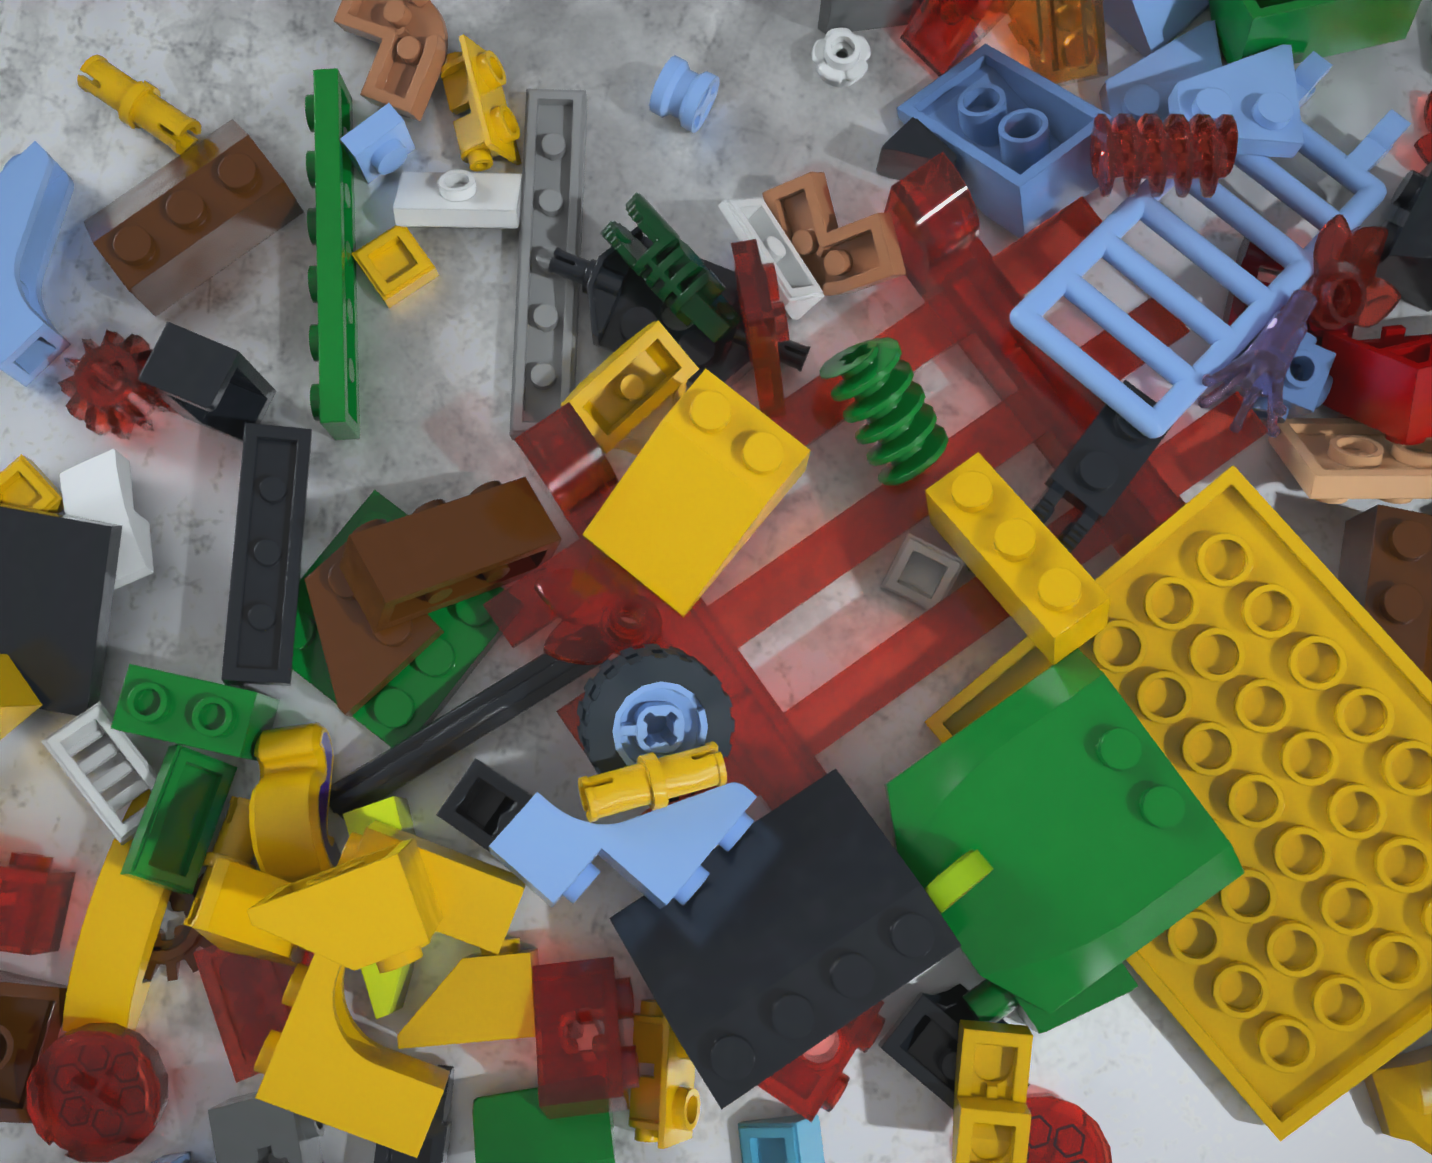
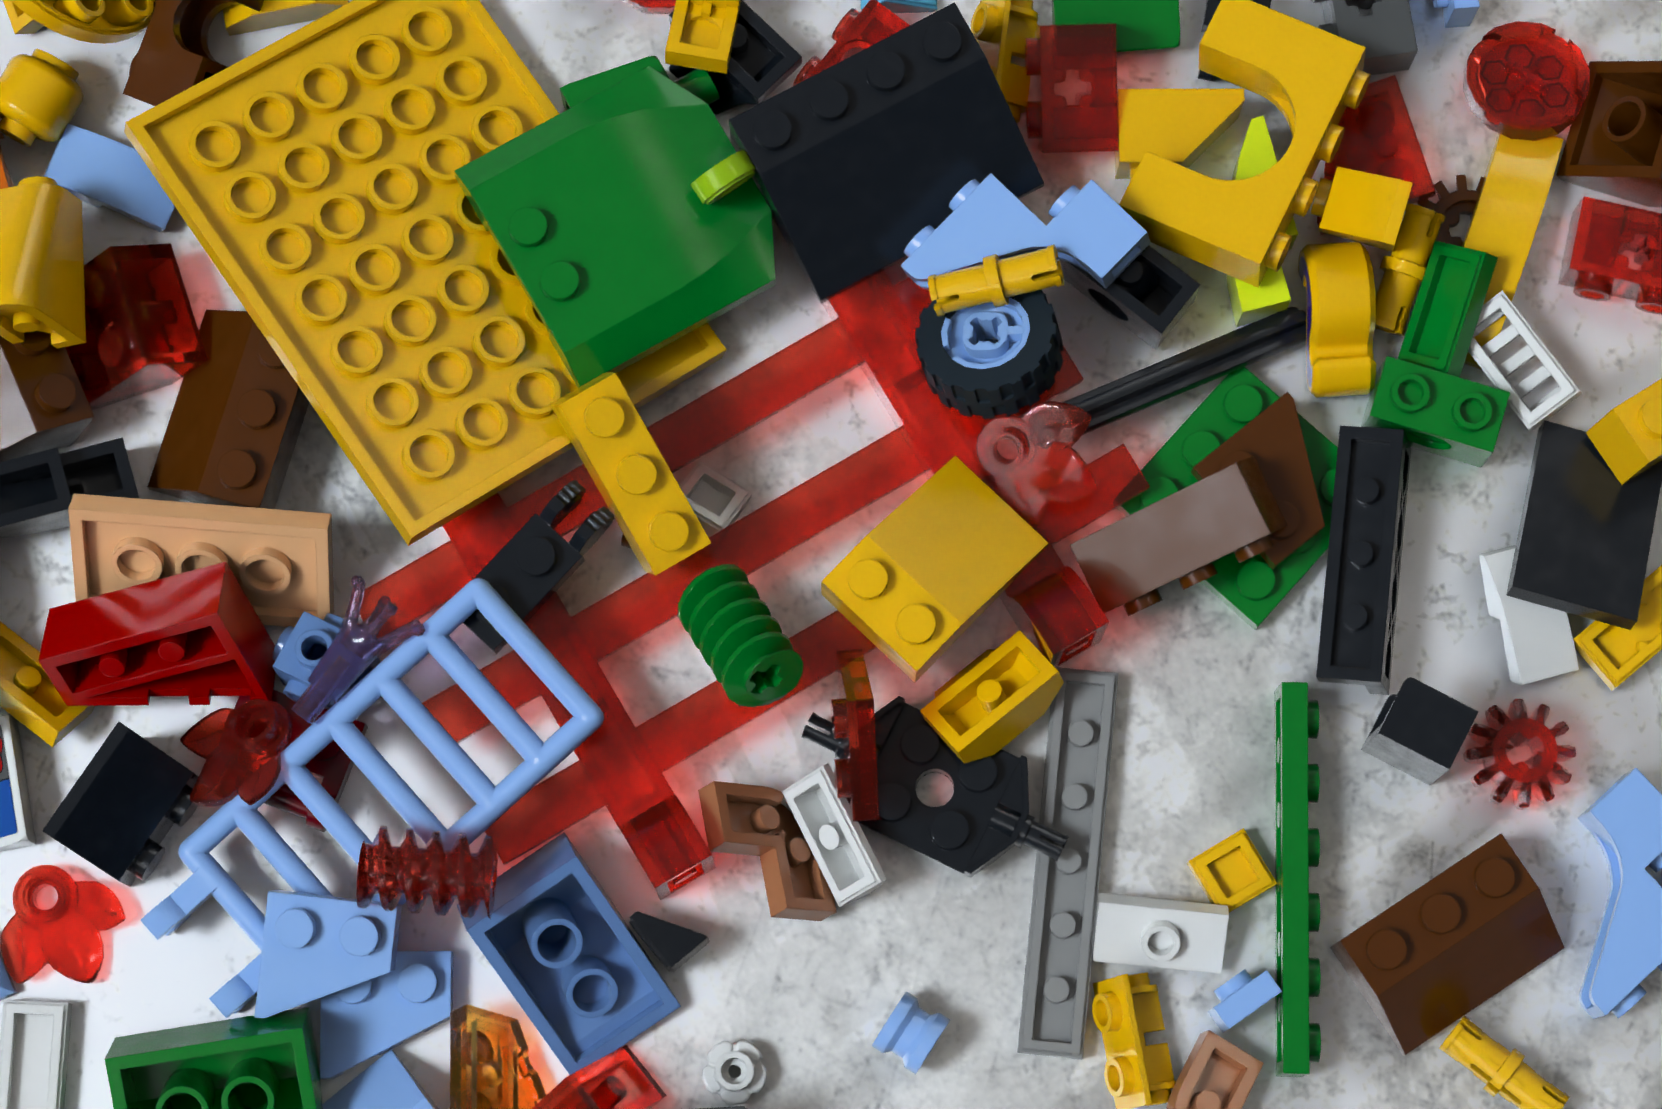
camera: 175 degrees left, 0 degrees up
(358, 911) = (1264, 181): yellow slope -> none
(673, 271) = (940, 810): dark green hinge -> none

